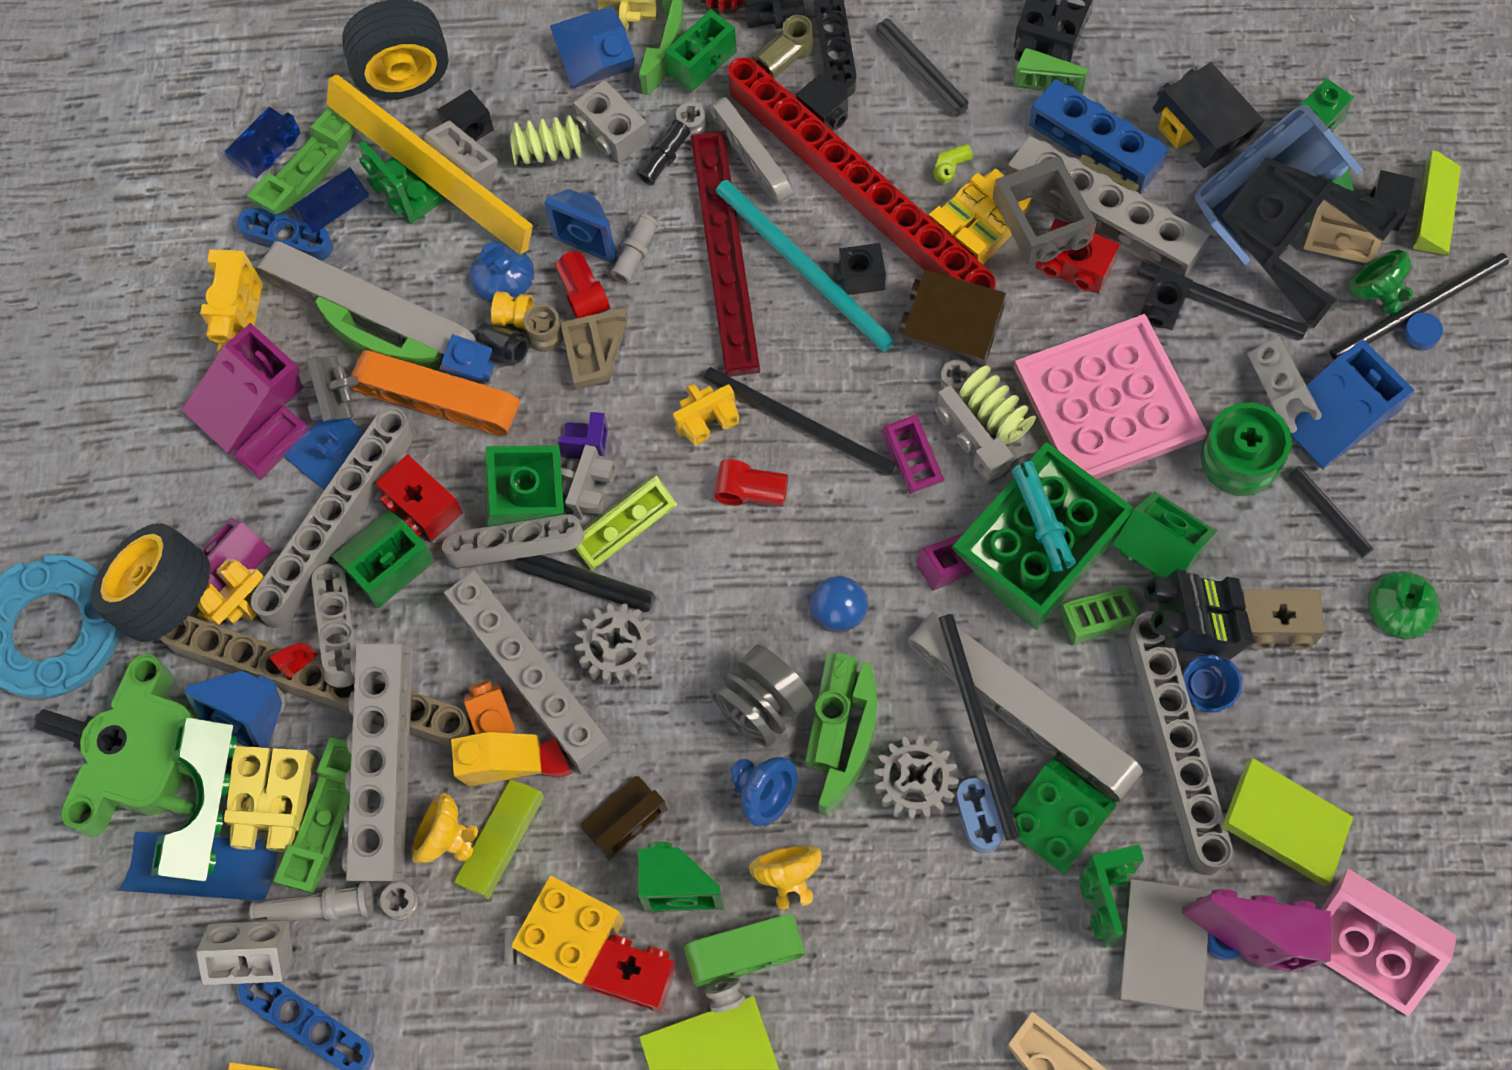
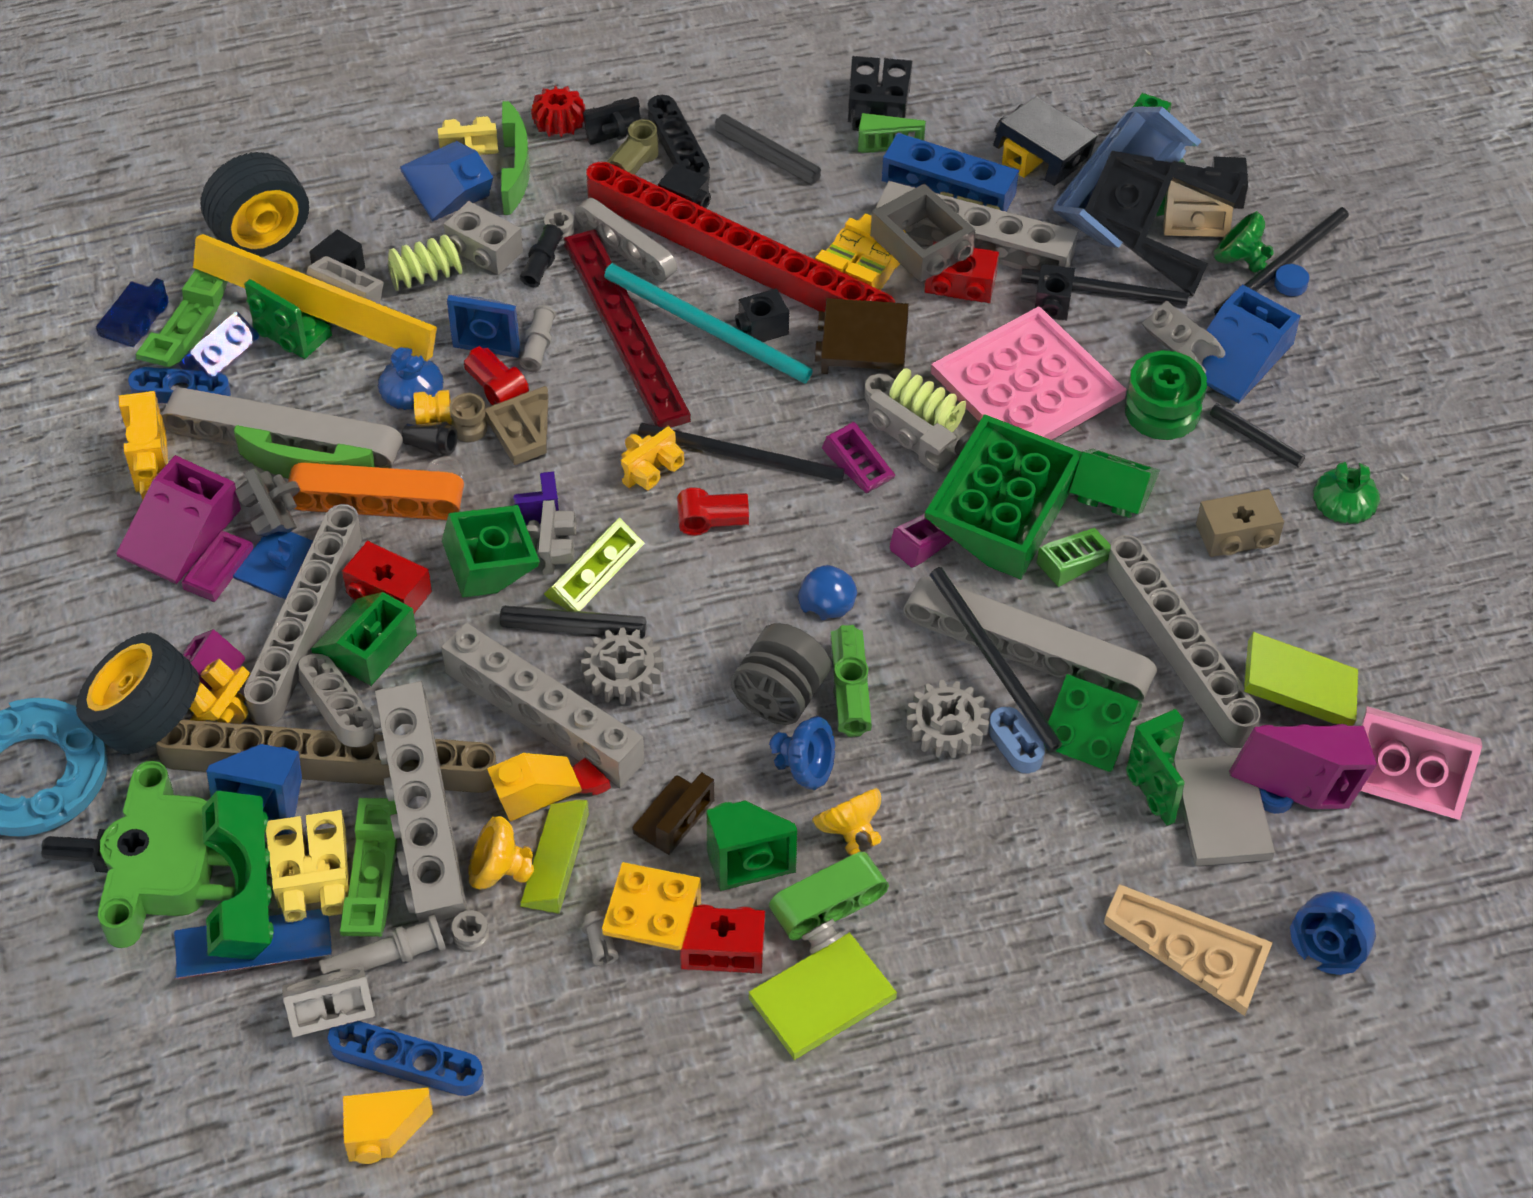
camera: 20 degrees left, 15 degrees down
(293, 658) = (305, 730): red tile -> none
(467, 360) = (402, 451): blue bracket -> none
(488, 708) = (510, 740): orange bracket -> none
(563, 530) = (493, 597): light grey beam -> none
(701, 50) = (554, 164): green brick -> none
(840, 783) = (876, 732): bright green slope -> none
(948, 160) = (816, 219): lime arm -> none
(1049, 530) = (1010, 479): teal pin -> none
(1200, 613) = (1168, 527): black hips -> none
(1212, 683) = (1198, 584): blue hair -> none
(1437, 204) = (1270, 180): lime slope -> none

